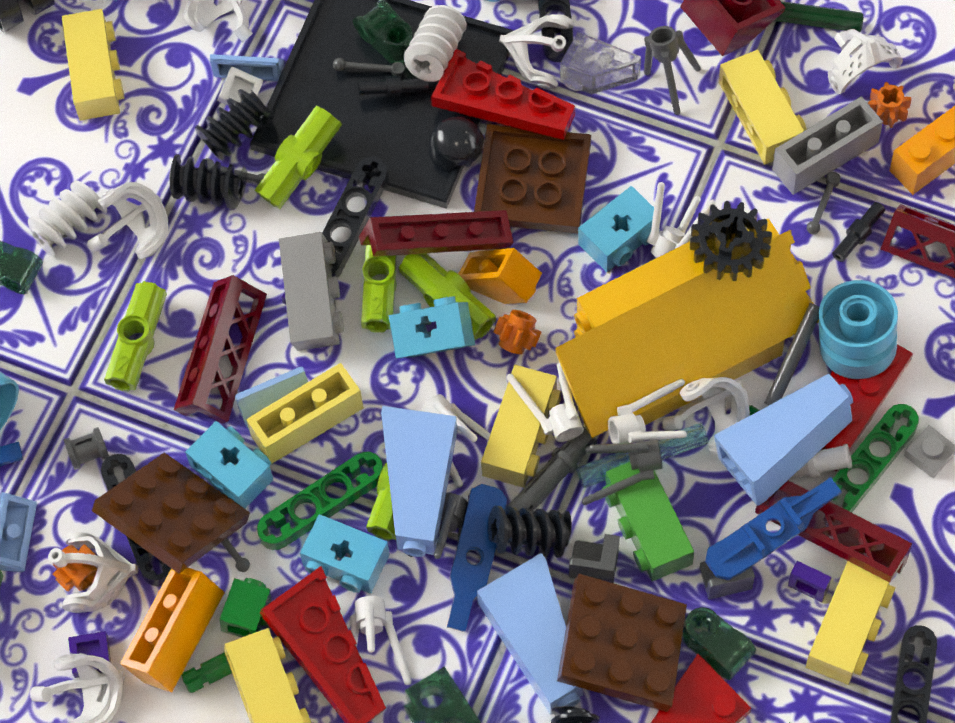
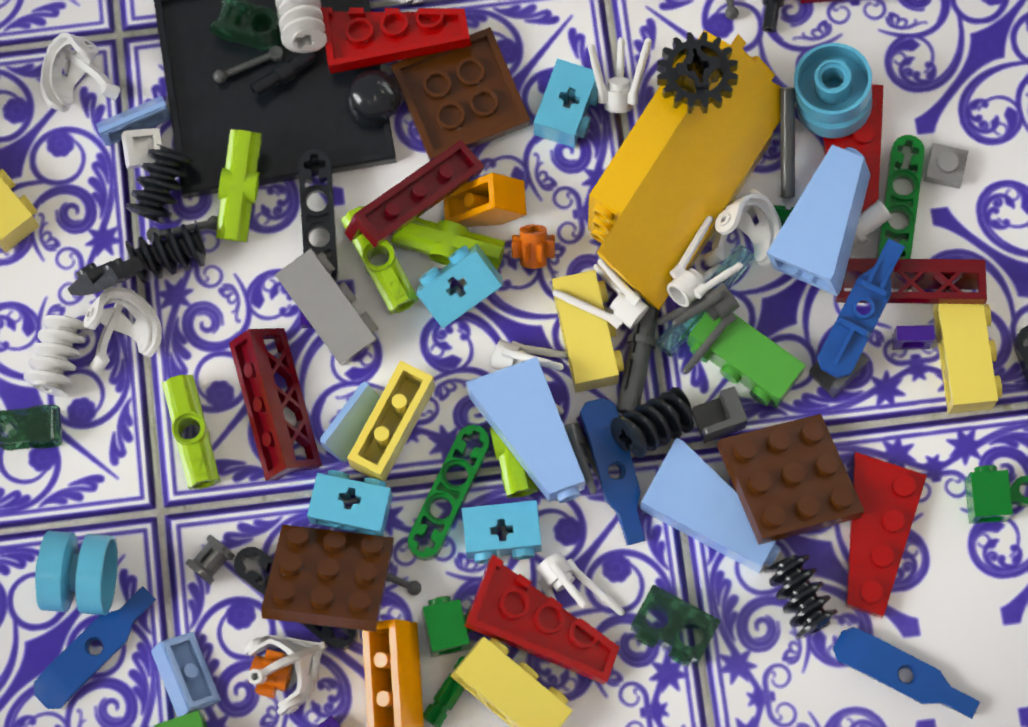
camera: 30 degrees left, 10 degrees up
(146, 172) = (96, 279): none -> black slope
(721, 645) = (871, 434): clear green piece -> none

